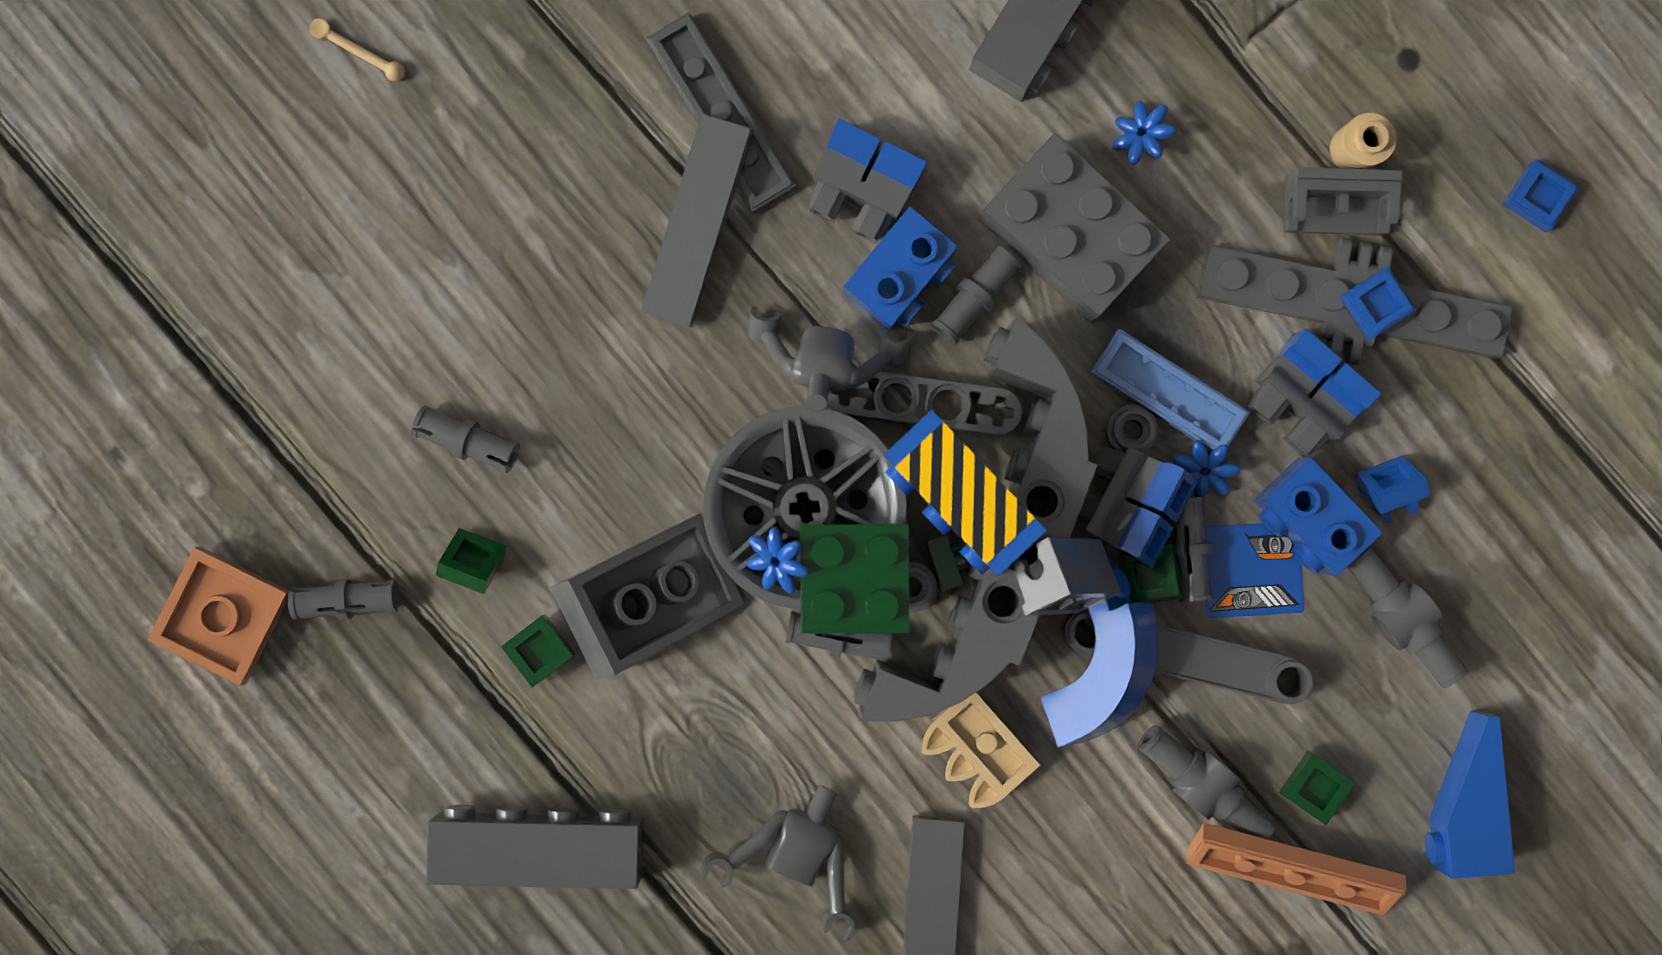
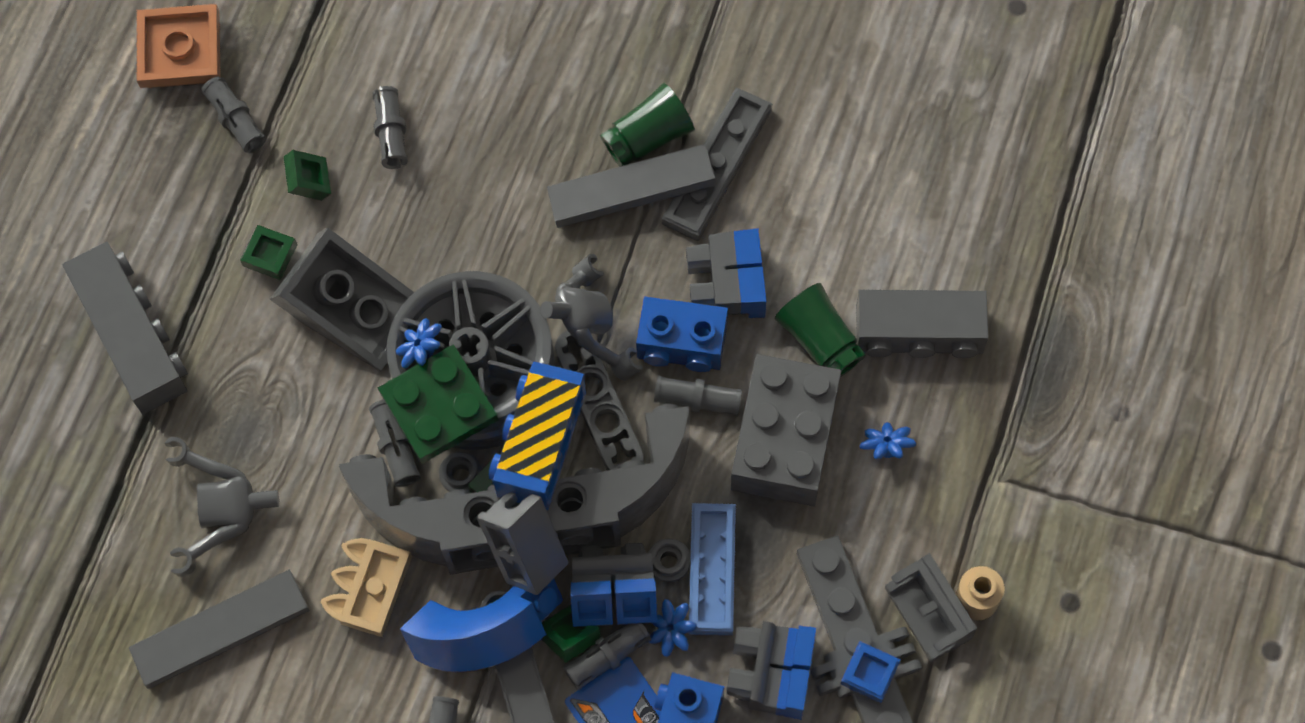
camera: 60 degrees right, 20 degrees down
(639, 162) = (647, 126): none -> dark green plant
(987, 124) = (820, 329): none -> dark green plant

